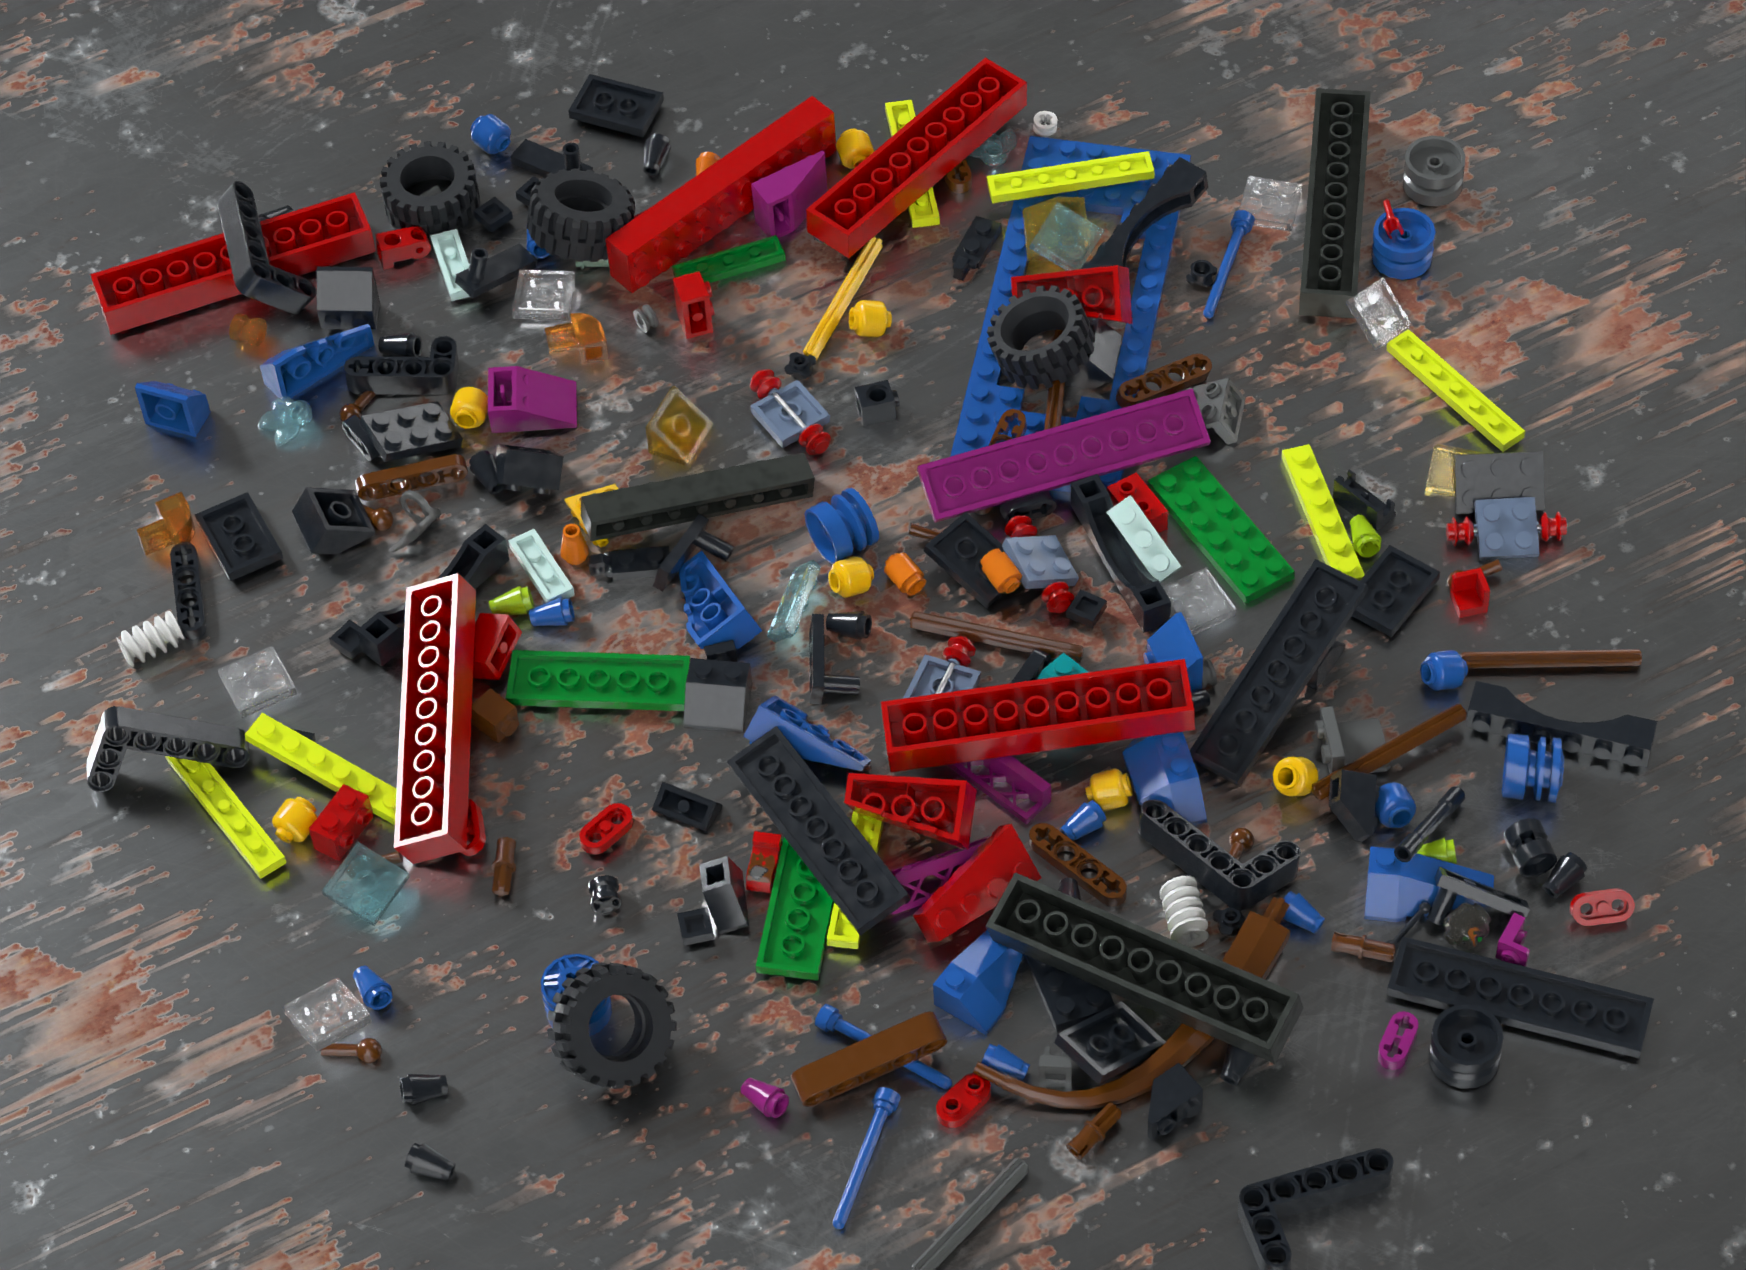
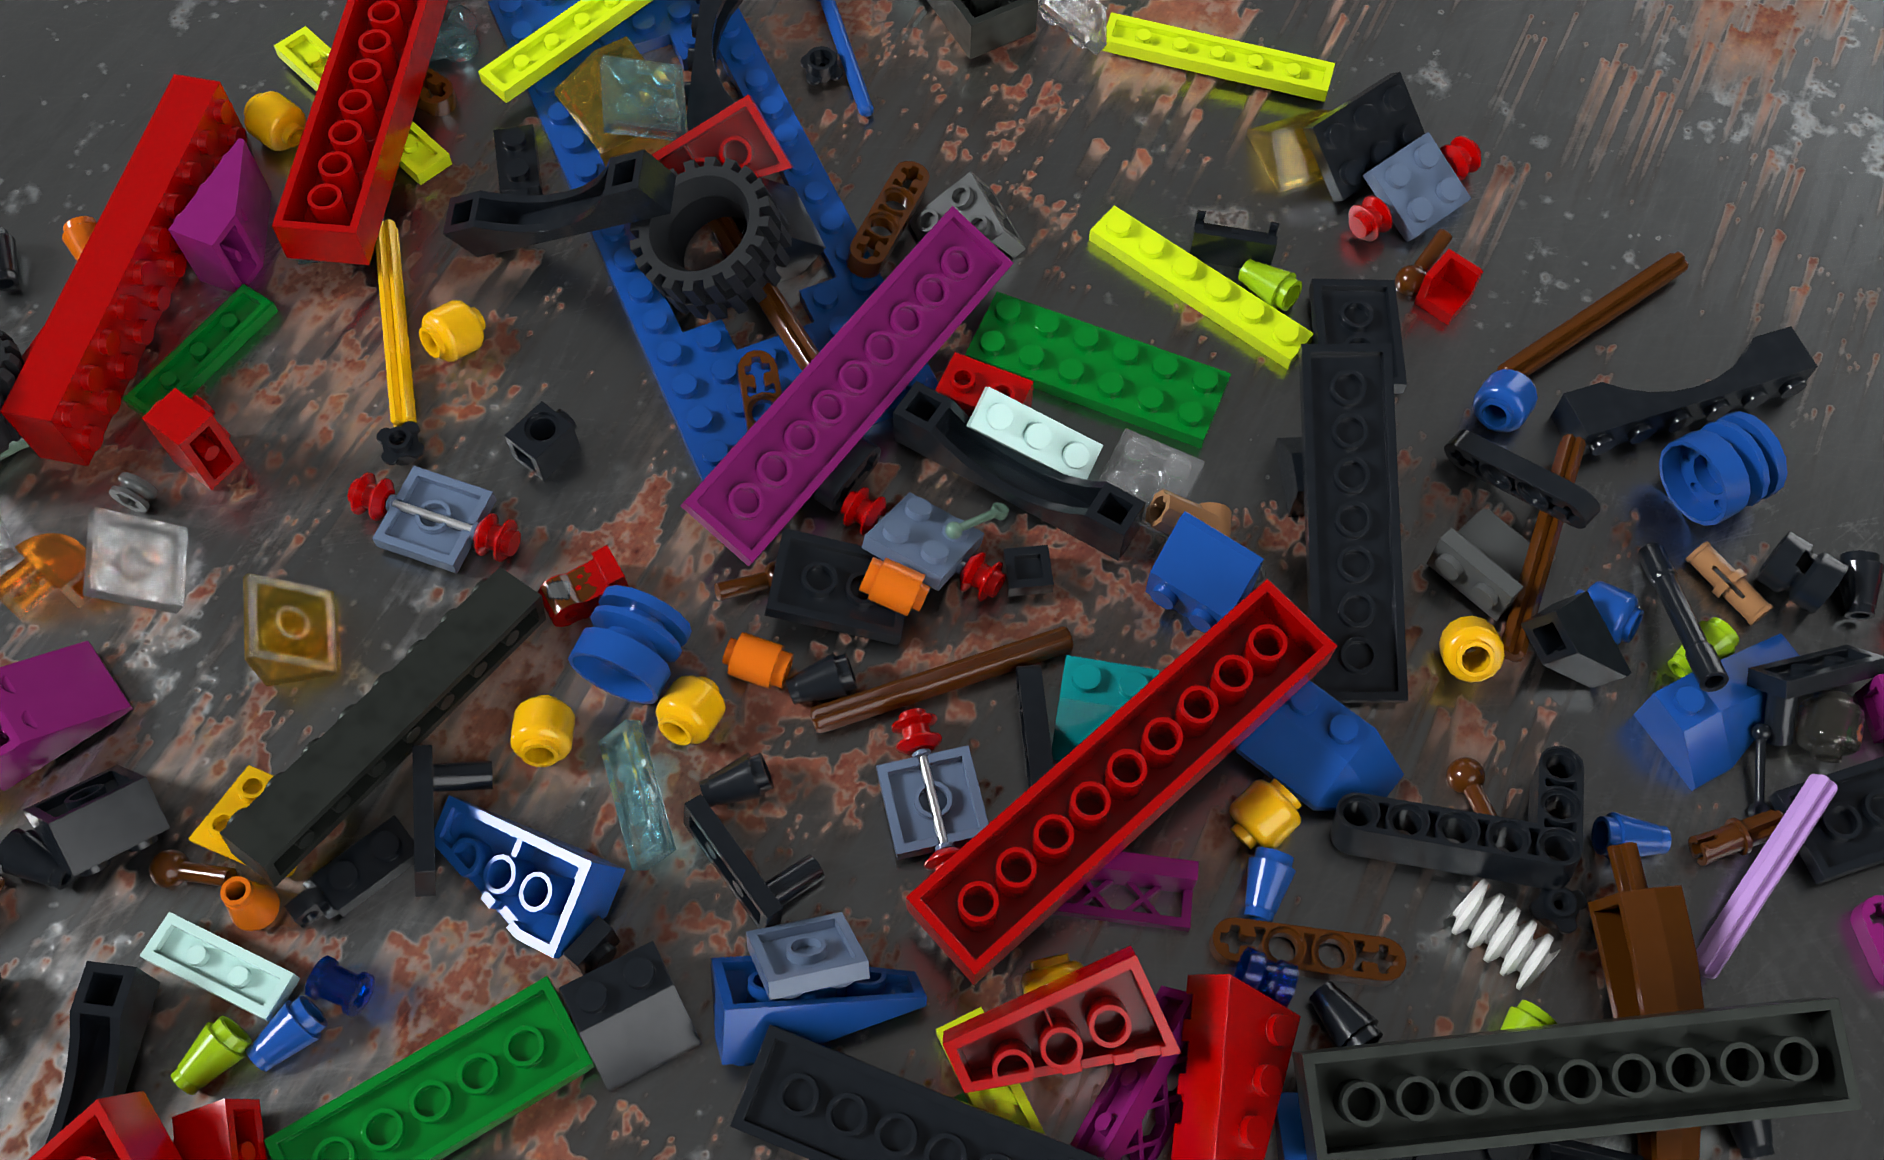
camera: 40 degrees left, 10 degrees up
(548, 513) = (173, 868): none -> reddish brown bar
(591, 607) = (340, 986): none -> clear blue bush
(624, 352) = (135, 561): none -> clear plate
(769, 545) = (542, 730): none -> yellow head
(811, 710) = (807, 956): none -> sand blue plate
(830, 484) = (577, 593): none -> red leg
(932, 601) = (823, 680): none -> black cone
(935, 270) = (625, 192): none -> black arch
(1041, 855) = (1271, 978): none -> clear blue wheel
(1098, 572) = (955, 529): none -> sand green hinge
(1207, 636) = (1168, 507): none -> medium nougat piece
(1357, 964) = (1764, 874): none -> lavender axle
(1403, 708) = (1522, 479): none -> black beam
(1487, 833) = (1752, 606): none -> medium nougat pin

